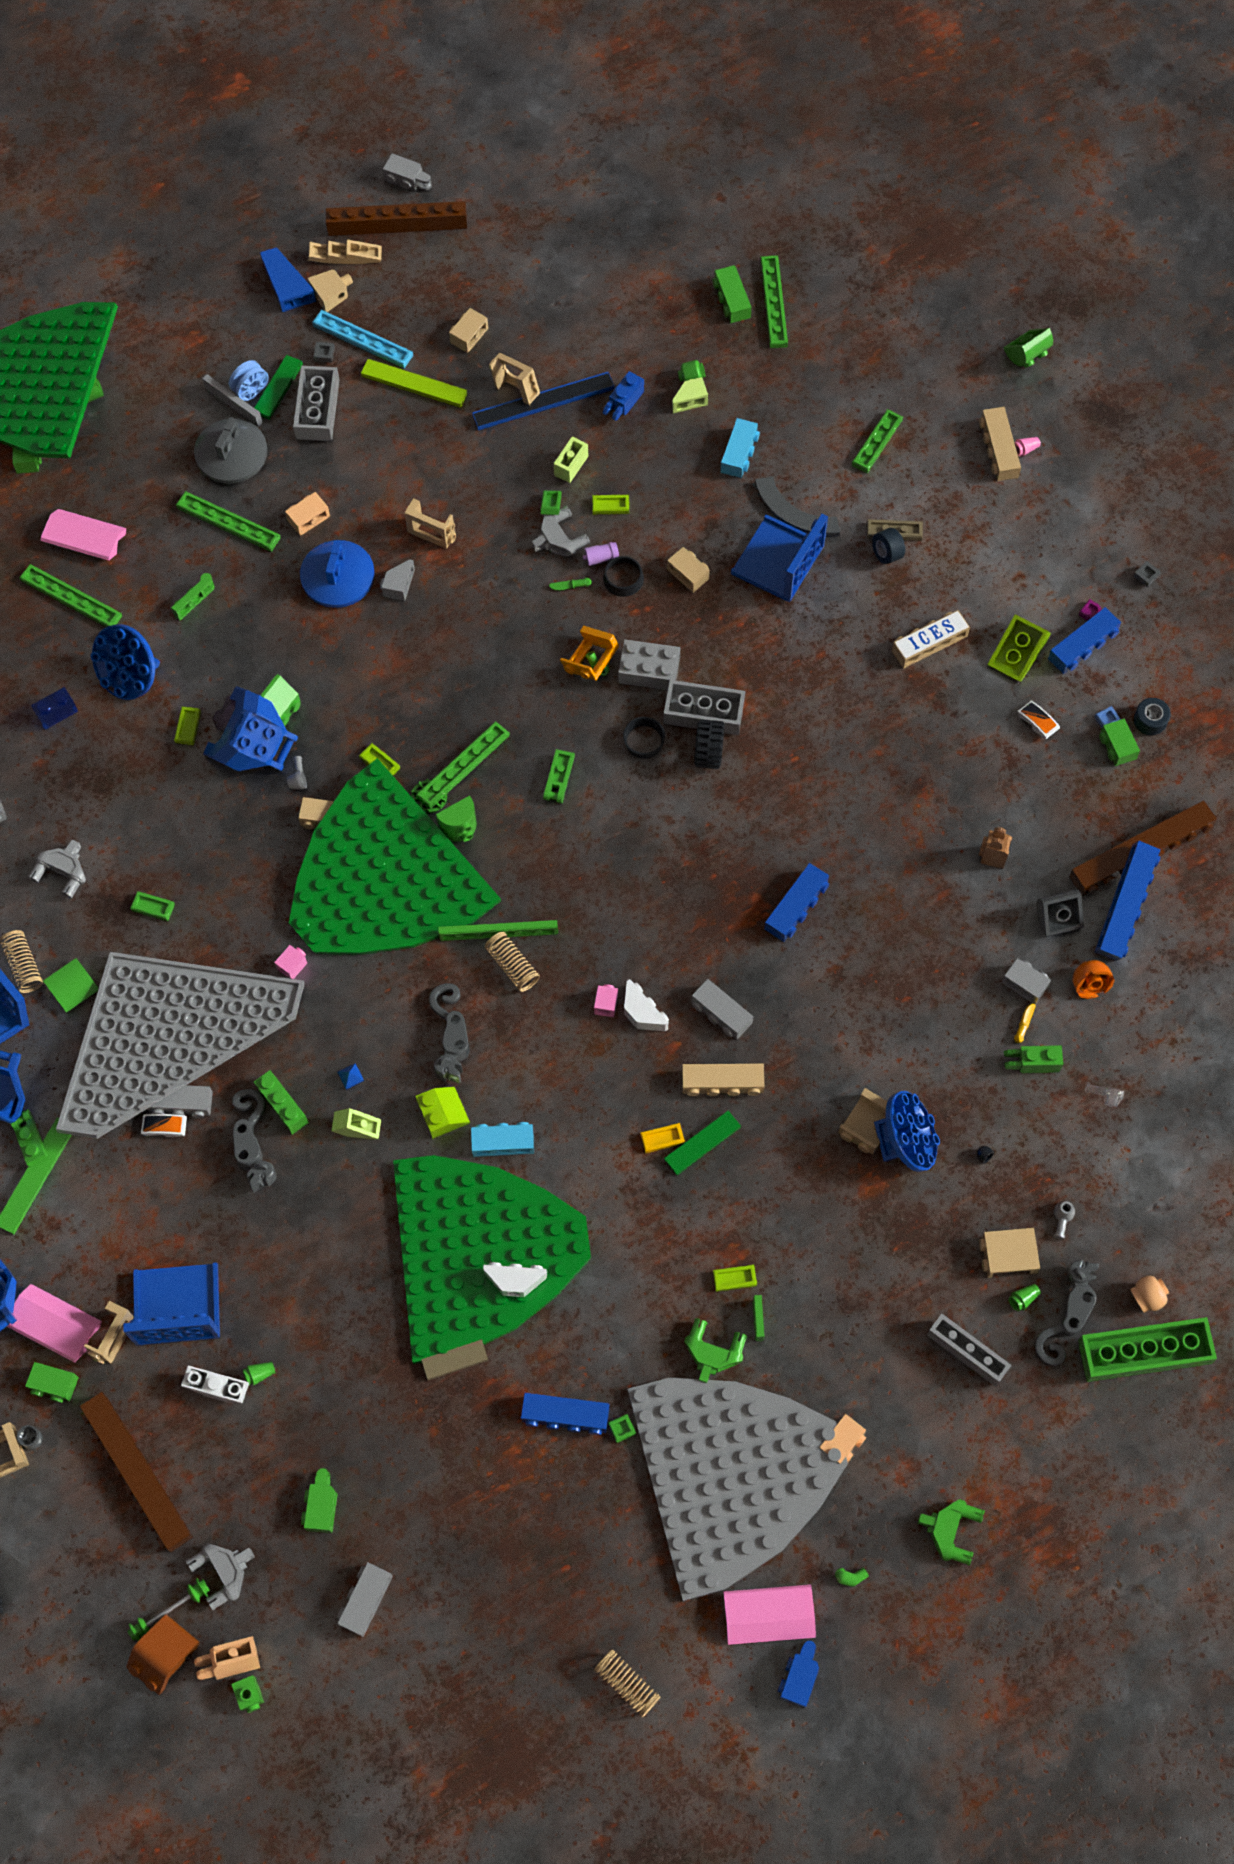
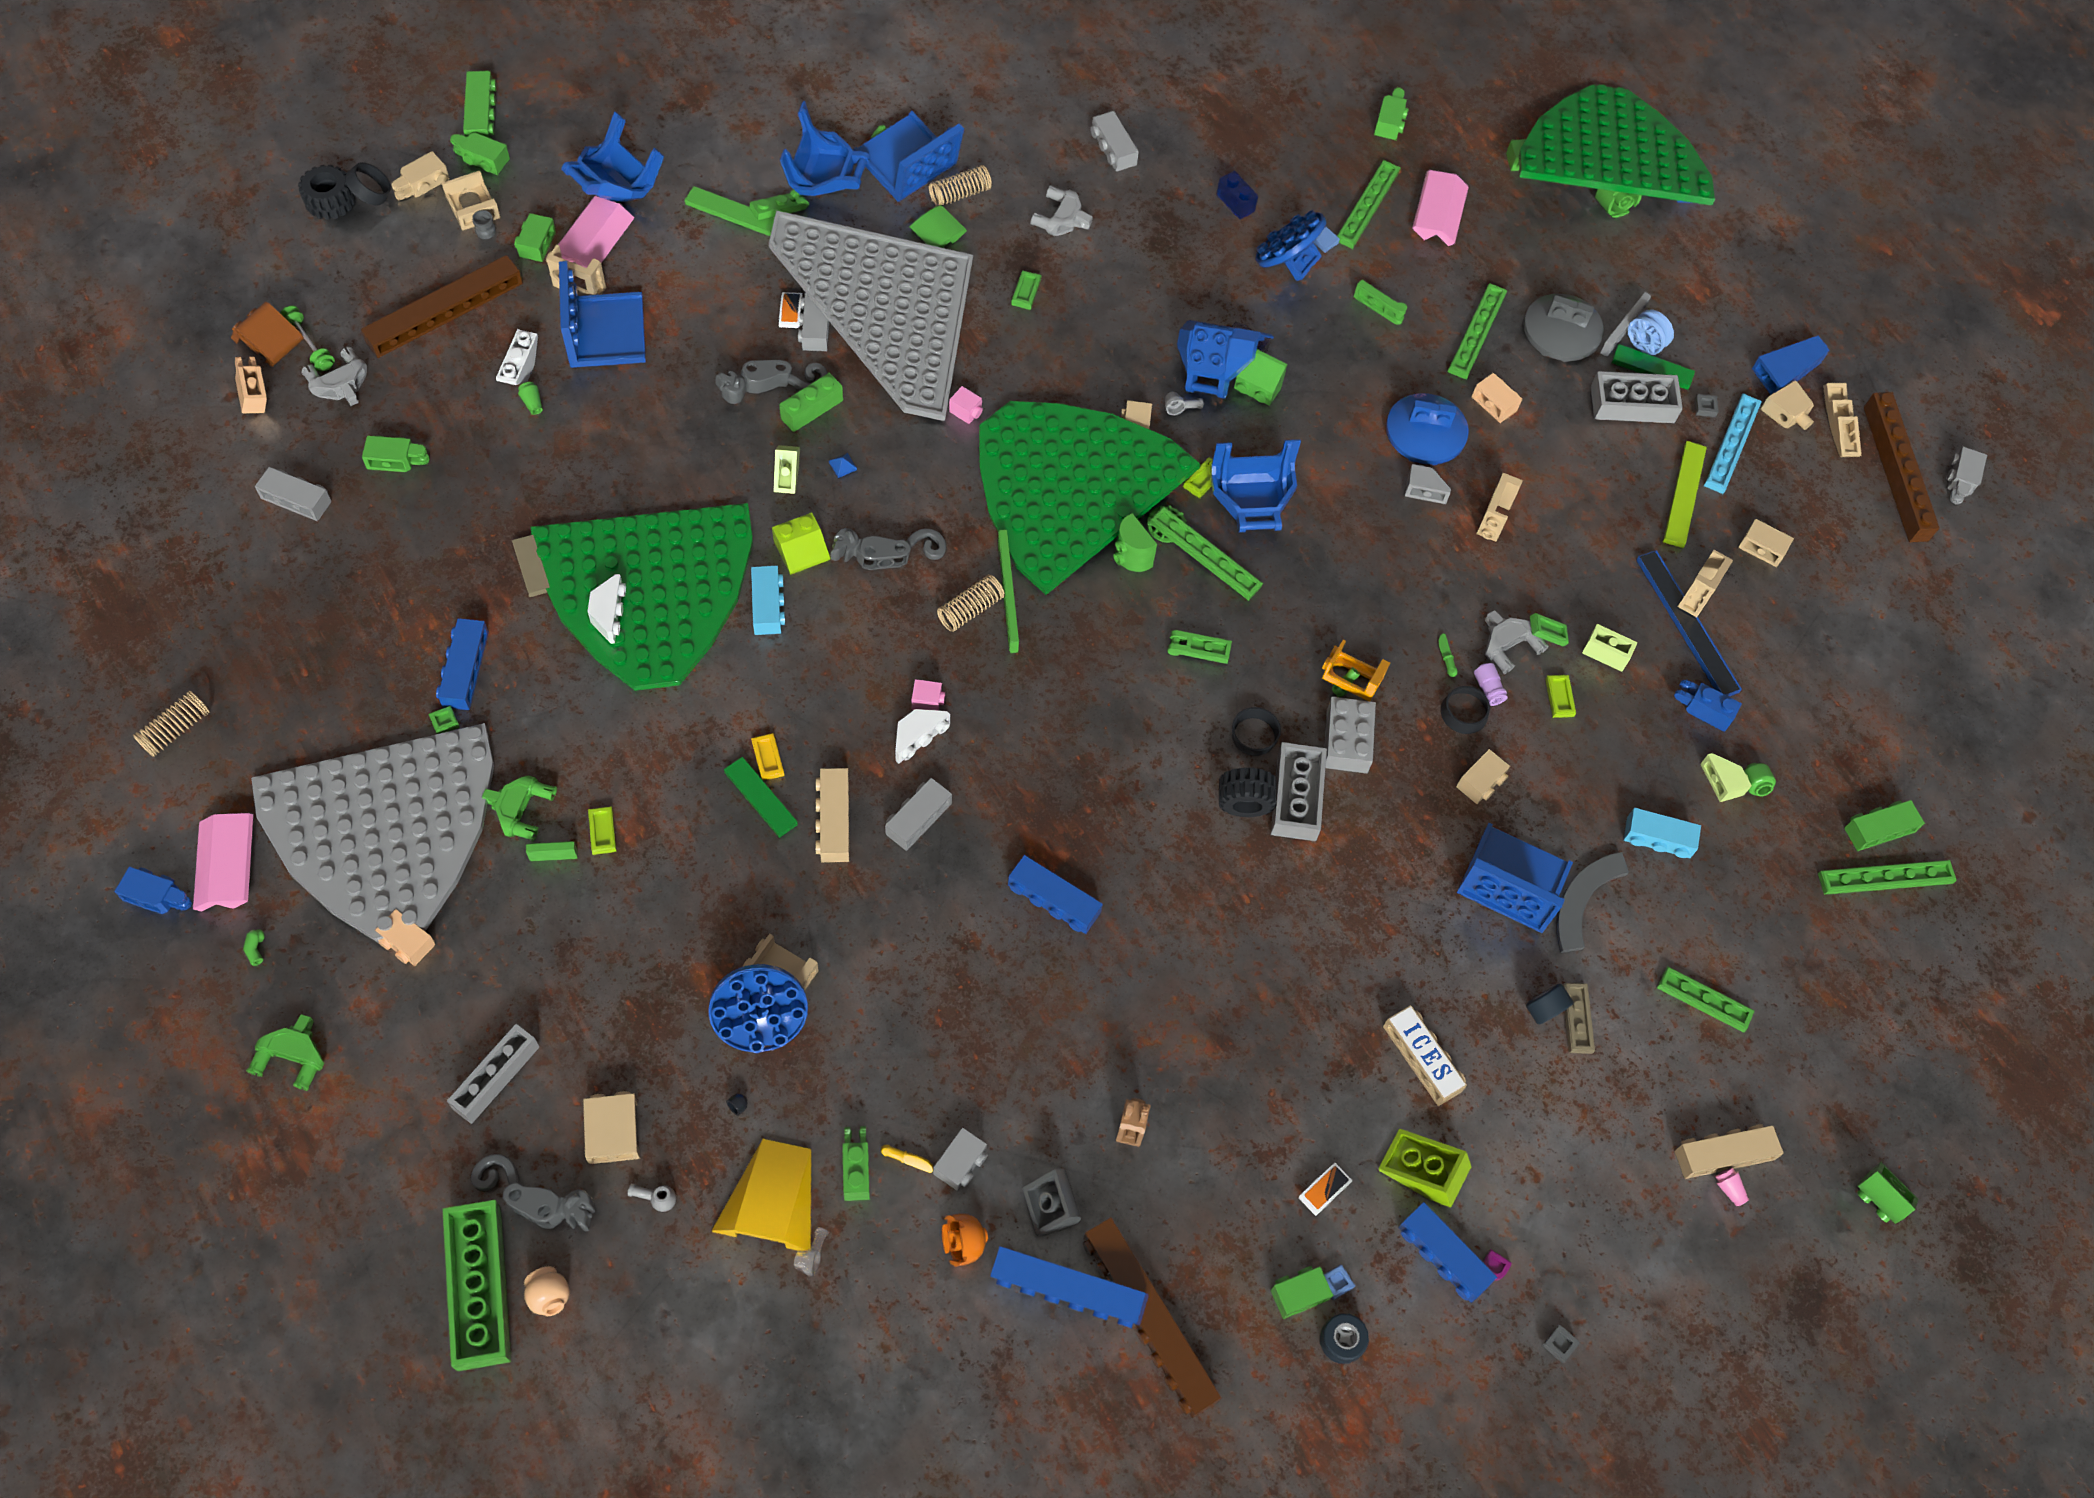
camera: 80 degrees right, 5 degrees down
(187, 725) = (1231, 308): lime tile -> none
(248, 1694) = (217, 403): bright green brick -> none
(404, 715) = (1255, 485): none -> blue piece
(1024, 1297) = (556, 1143): bright green cone -> none
(1061, 1126) = (772, 1197): none -> yellow wedge

